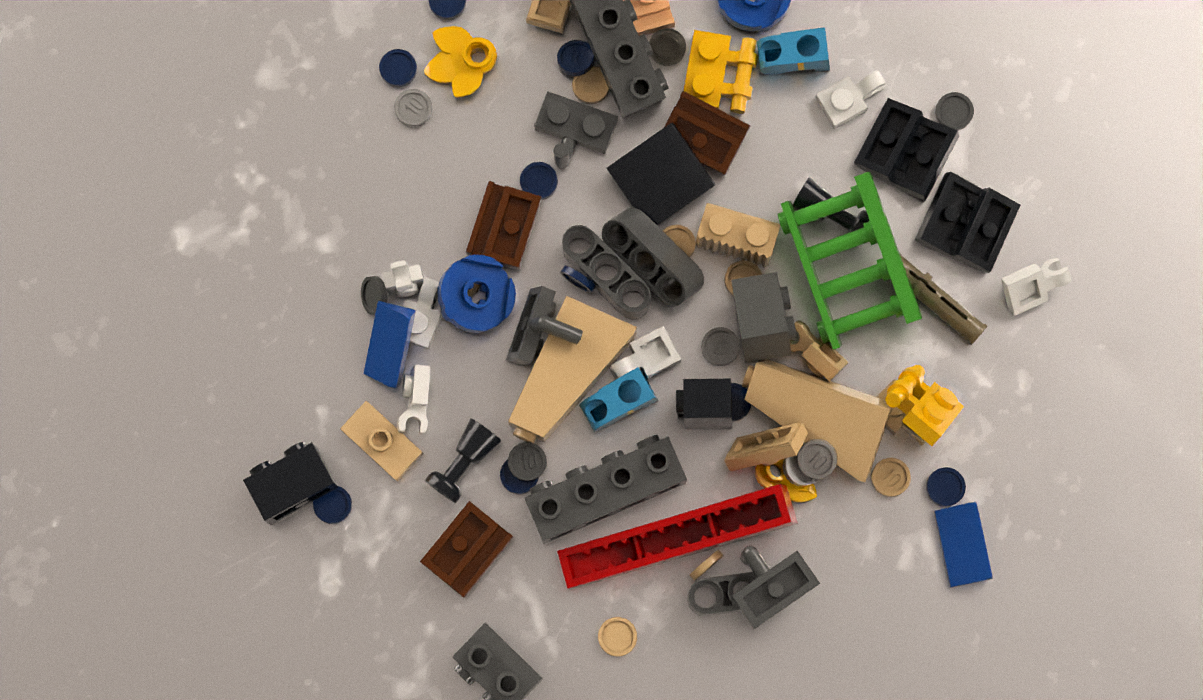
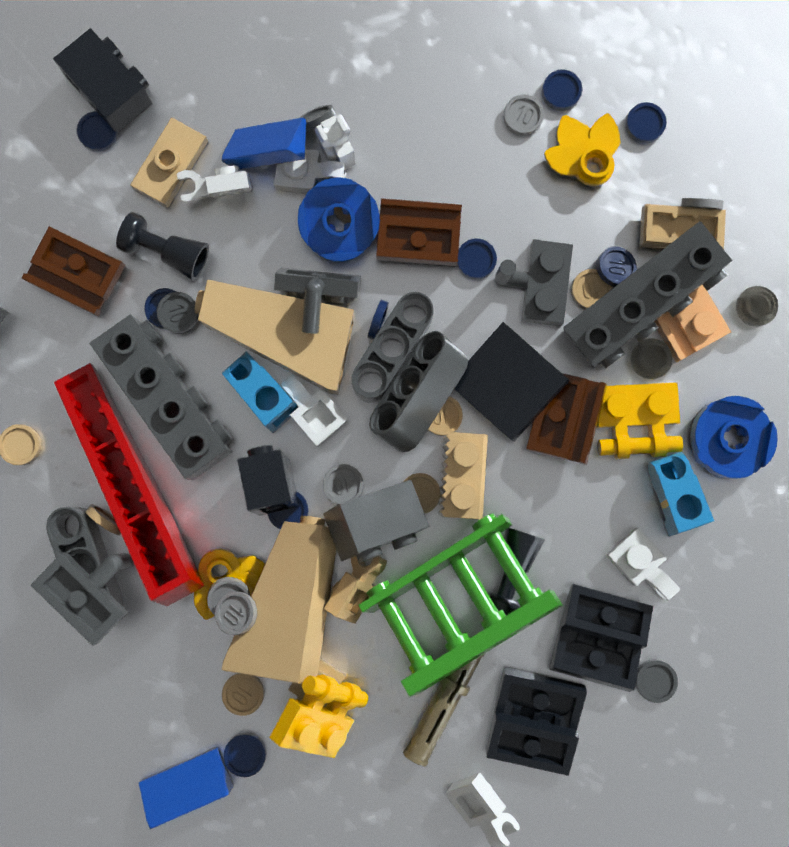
camera: 70 degrees right, 5 degrees up
(766, 446) = (237, 556): tan plate -> none

